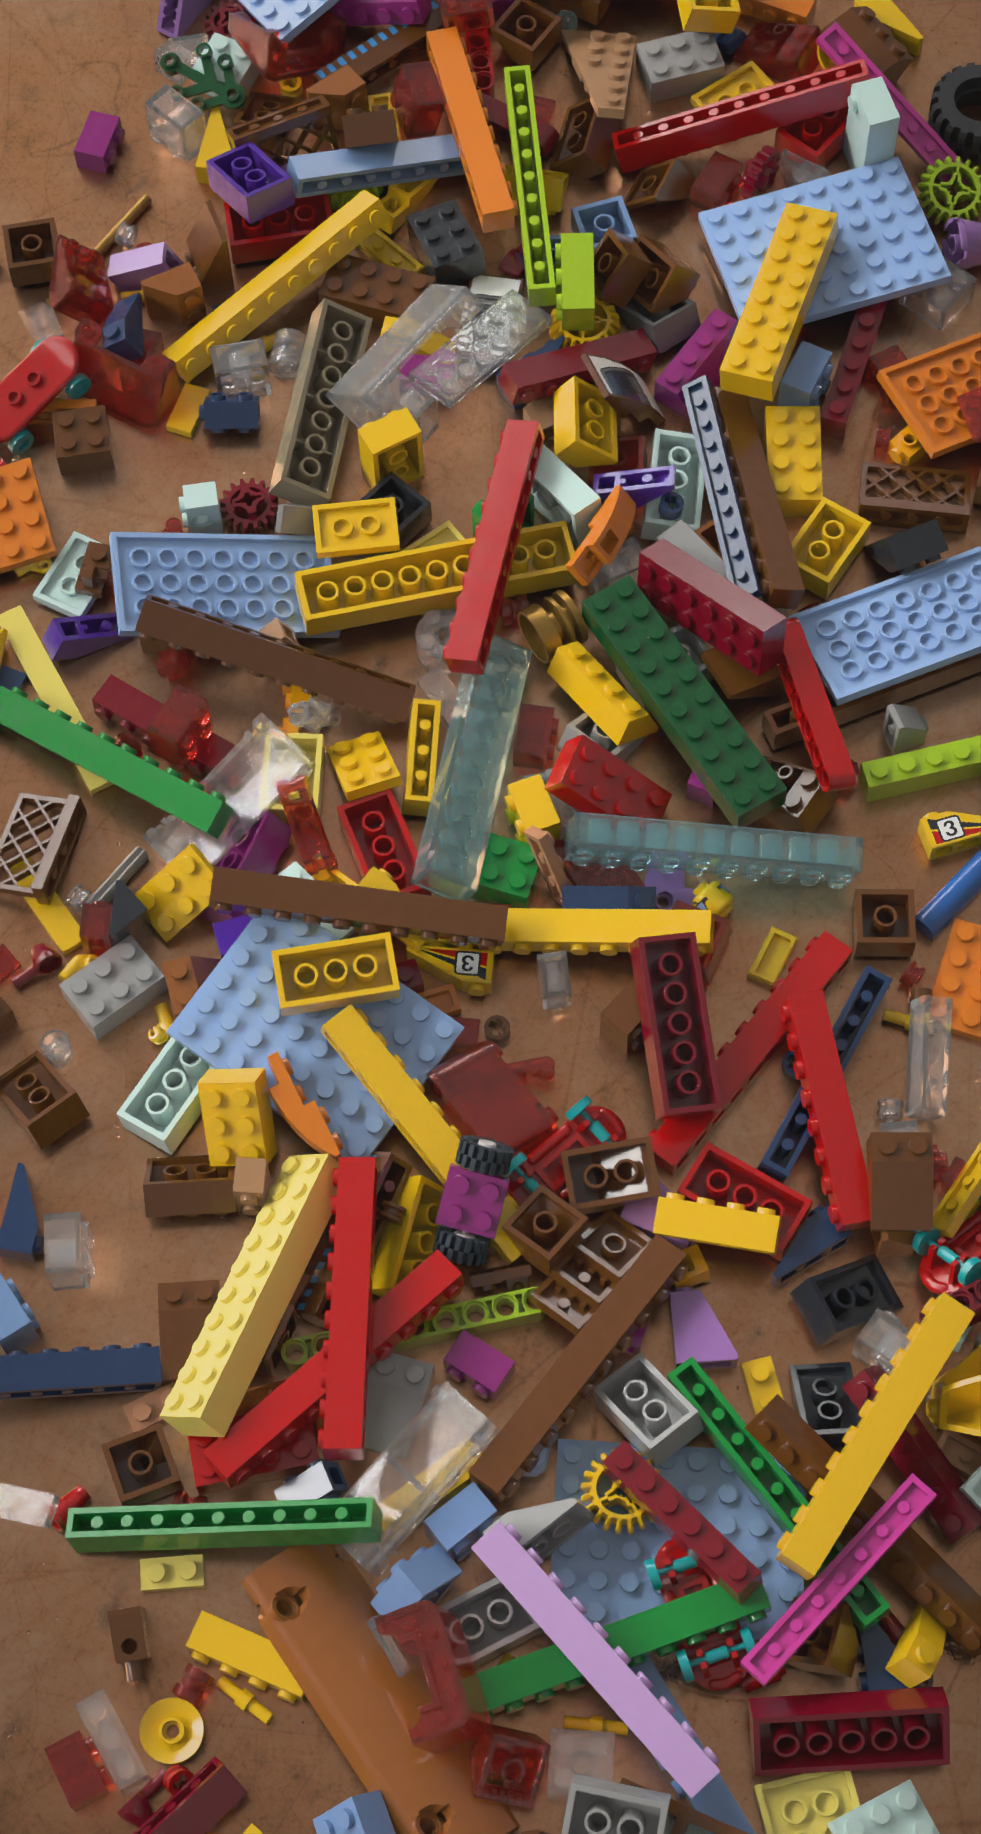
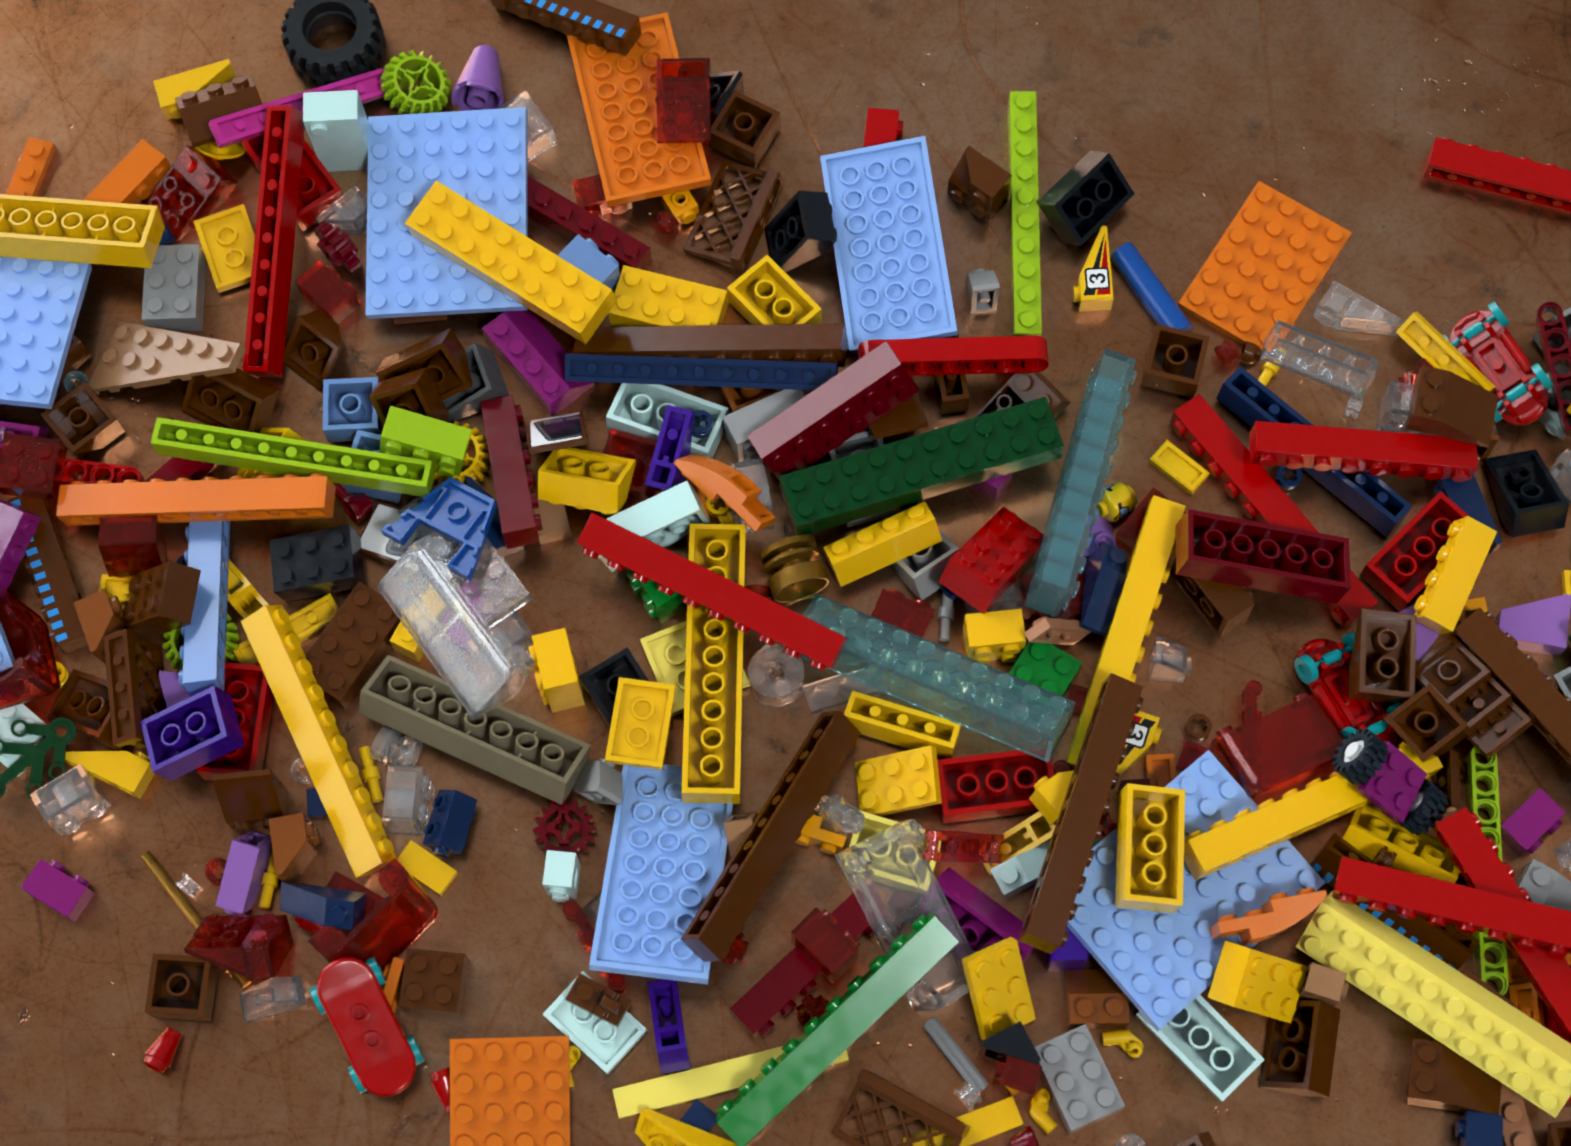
camera: 75 degrees left, 5 degrees up
(513, 329) = (456, 514): none -> blue wing

